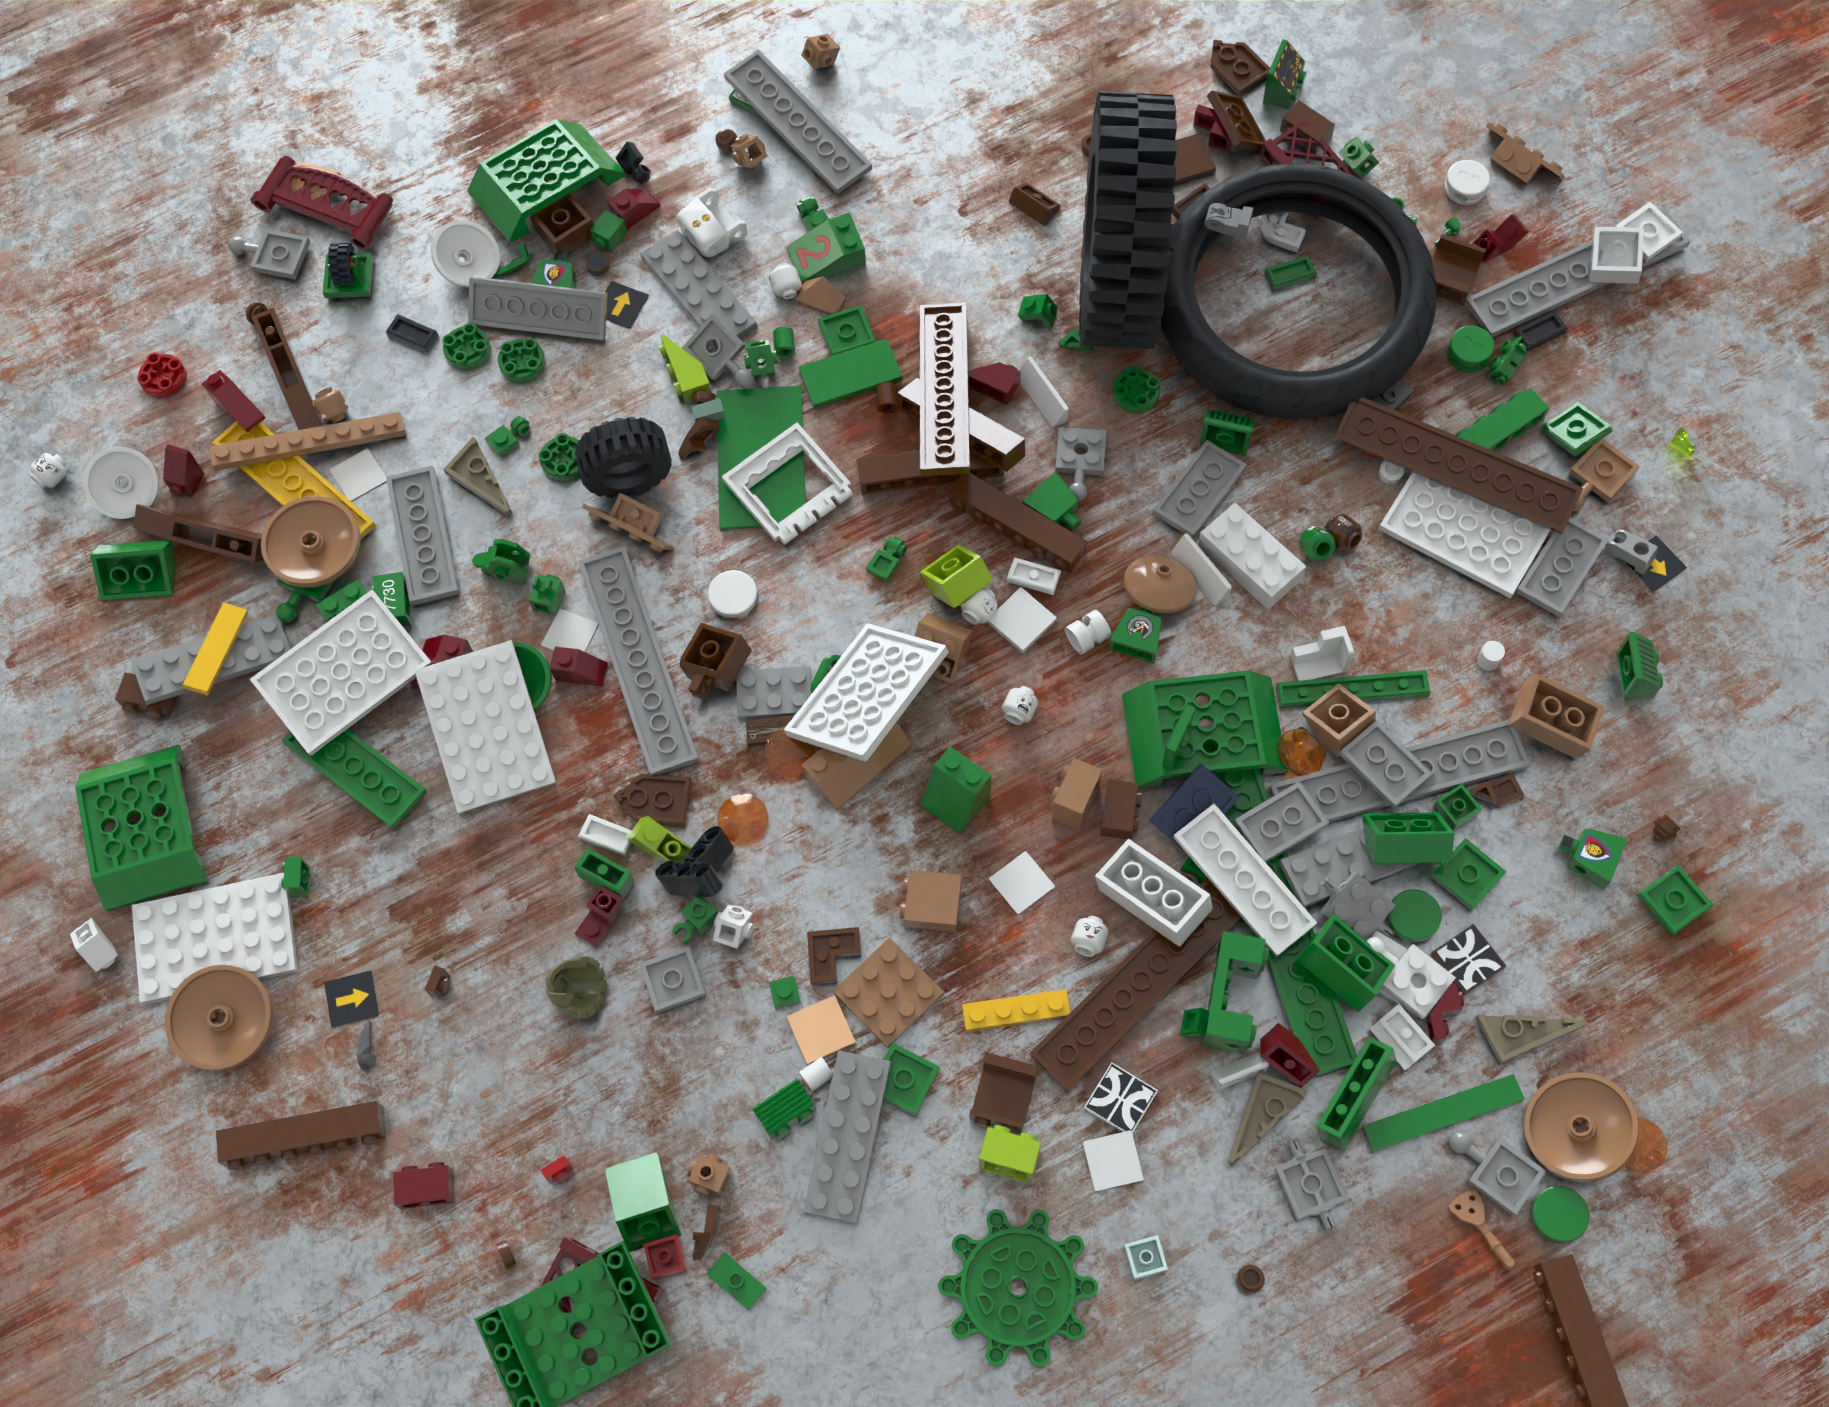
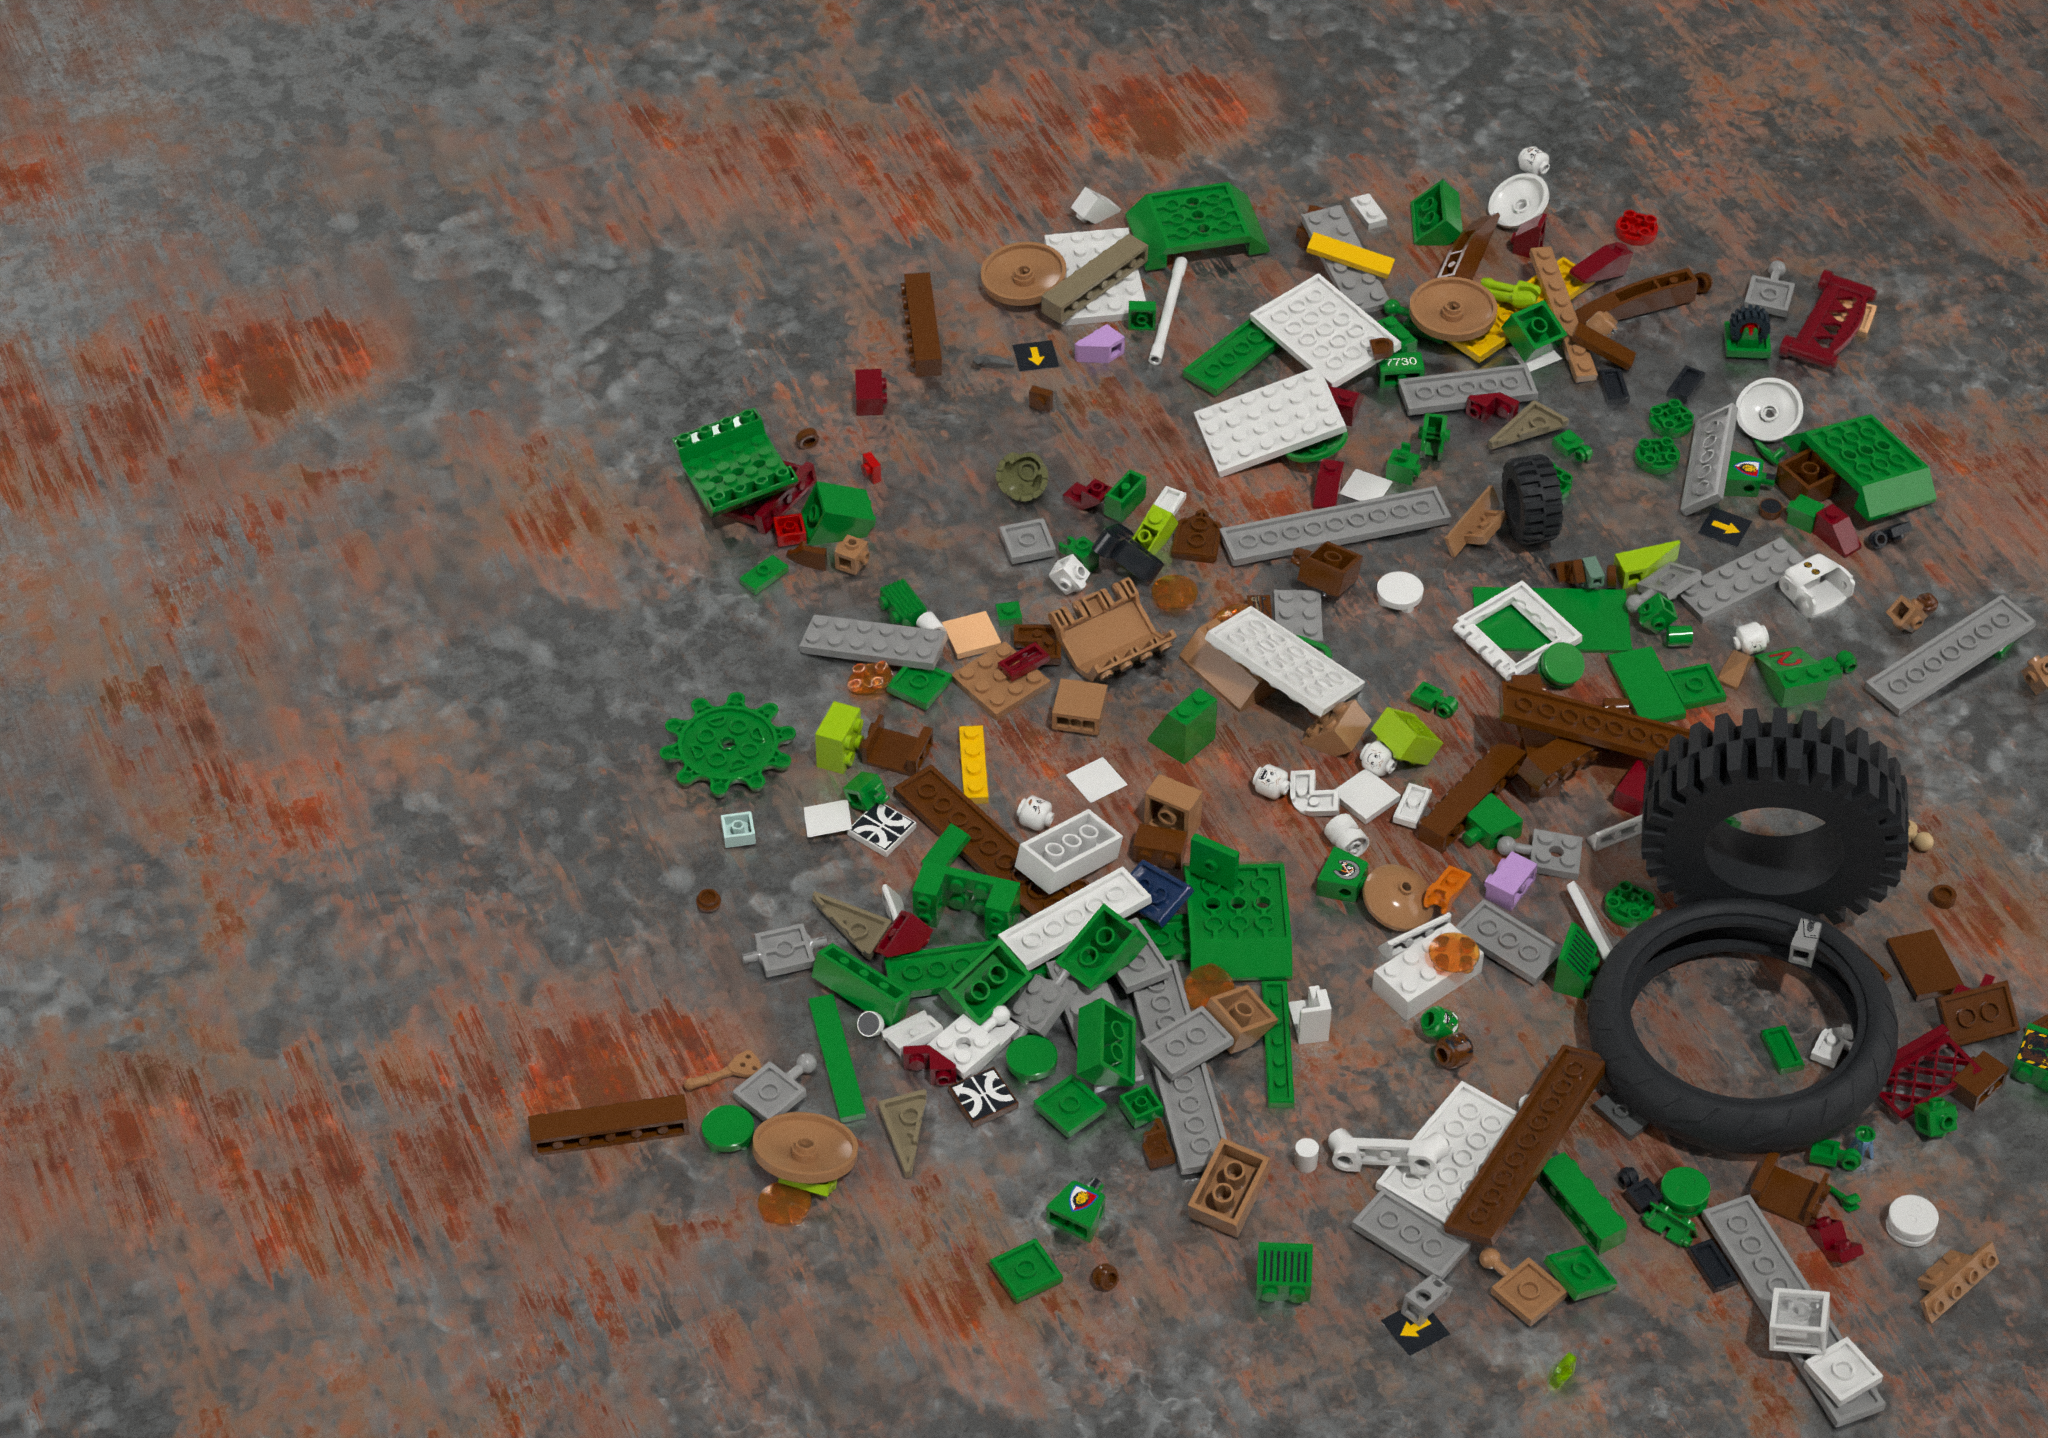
camera: 90 degrees right, 20 degrees down
(115, 643) = (1368, 211): none -> white plate
(238, 931) = (1094, 278): none -> dark tan brick
(282, 474) = (1520, 295): none -> lime piece
(343, 464) = (1534, 331): none -> green brick
(345, 919) = (1100, 346): none -> lavender slope
(346, 858) = (1158, 347): none -> white piece
(361, 403) = (1603, 346): none -> reddish brown tile
(383, 608) = (1381, 348): none -> reddish brown tile
(415, 398) = (1614, 386): none -> black tile
(453, 518) = (1485, 405): none -> dark red slope
(830, 872) = (1108, 632): none -> medium nougat hinge
(838, 442) = (1561, 665): none -> green head
(886, 981) = (1026, 663): none -> dark red tile
(902, 1135) = (869, 678): none -> clear orange dish
(1031, 156) = (1923, 841): none -> tan plate
(1036, 671) = (1308, 799): none -> white plate
(1079, 1118) = (865, 791): none -> green brick
(1125, 487) = (1510, 880): none -> lavender brick
(1147, 539) = (1447, 888): none -> orange plate
(1152, 1024) = (947, 846): none -> green tile
(1171, 417) = (1590, 919): none -> white tile
(1249, 523) = (1454, 953): none -> clear orange dish
(1295, 844) = (1102, 948): none -> green slope
(1398, 1081) = (870, 1024): none -> black tile
(1477, 380) = (1638, 1192): none -> black plate
(1494, 550) = (1418, 1154): none -> white plate

